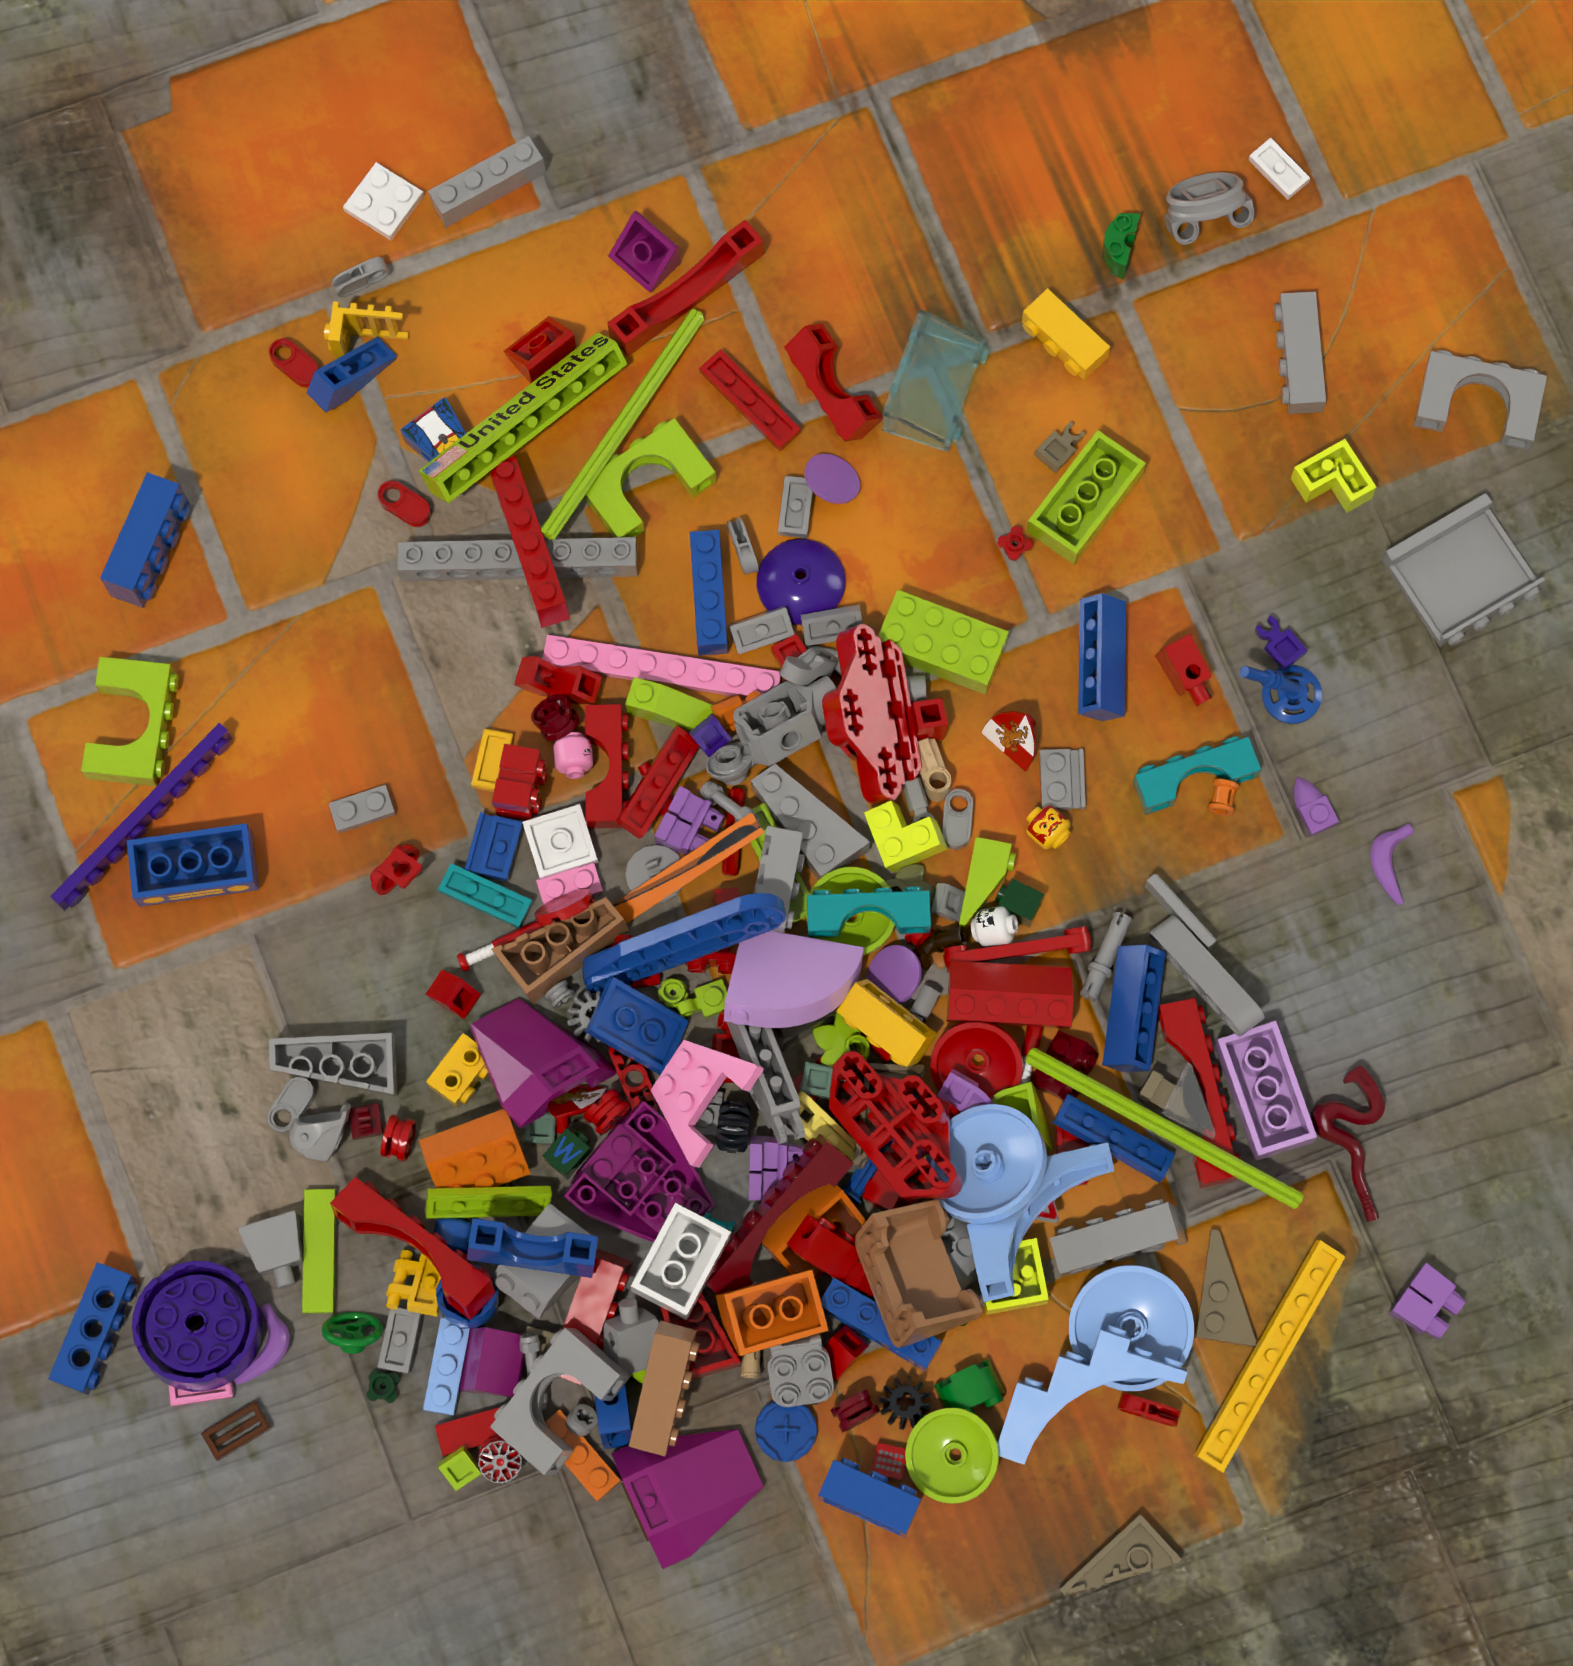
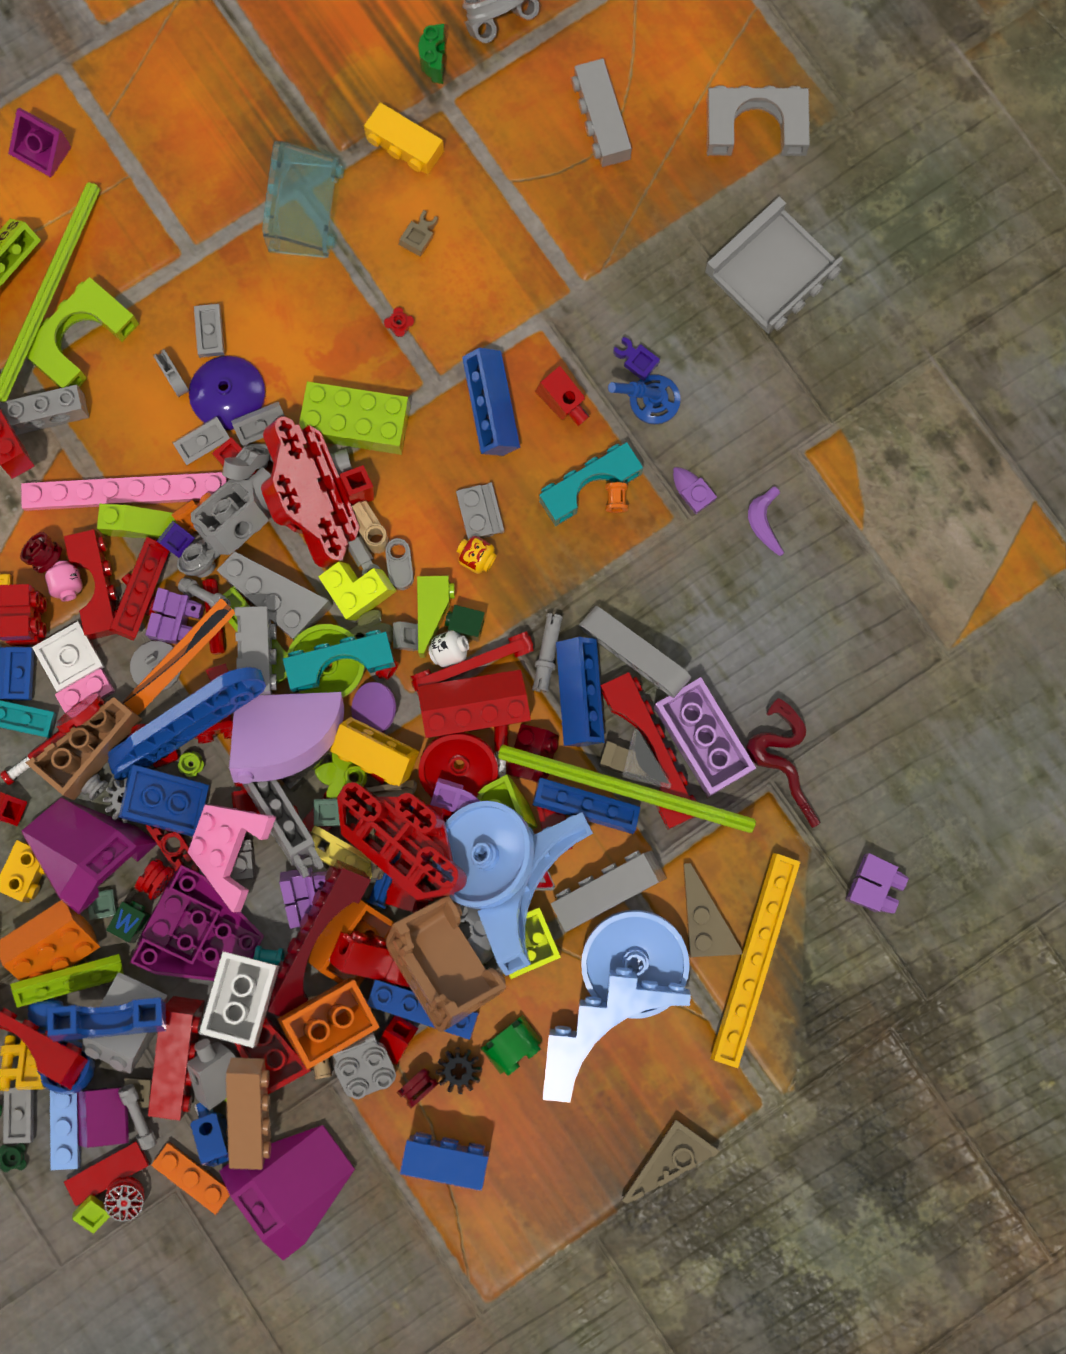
camera: 15 degrees left, 5 degrees up
(522, 1419) = (134, 1163): light grey arch -> none
(546, 679) = (28, 521): red brick -> none
(573, 1103) = (123, 878): shield -> none
(582, 1412) = (186, 1156): light grey bush -> none
(651, 316) = (48, 200): red arch -> none
(708, 592) = (149, 419): blue arch -> none
(709, 1000) = (219, 765): lime plate -> none
(733, 1126) = (264, 868): black gear -> none
(750, 400) = (152, 249): red plate -> none
(785, 1432) = (364, 1118): blue tile -> none
(813, 354) = (196, 199): red arch -> none
(832, 478) = (234, 300): medium lavender piece -> none
(889, 1461) = (456, 1122): red tile -> none
(925, 1003) = (404, 726): light grey bar -> none
(931, 1459) = (497, 1121): lime dish -> none
(939, 941) = (404, 671): dark brown piece -> none
(1013, 735) = (431, 483): shield -> none
(1086, 497) = (449, 270): lime brick -> none
(1148, 1410) = (664, 1029): red piece -> none
(1176, 907) = (597, 599): light grey tile -> none
(1336, 470) = (652, 204): neon yellow brick -> none

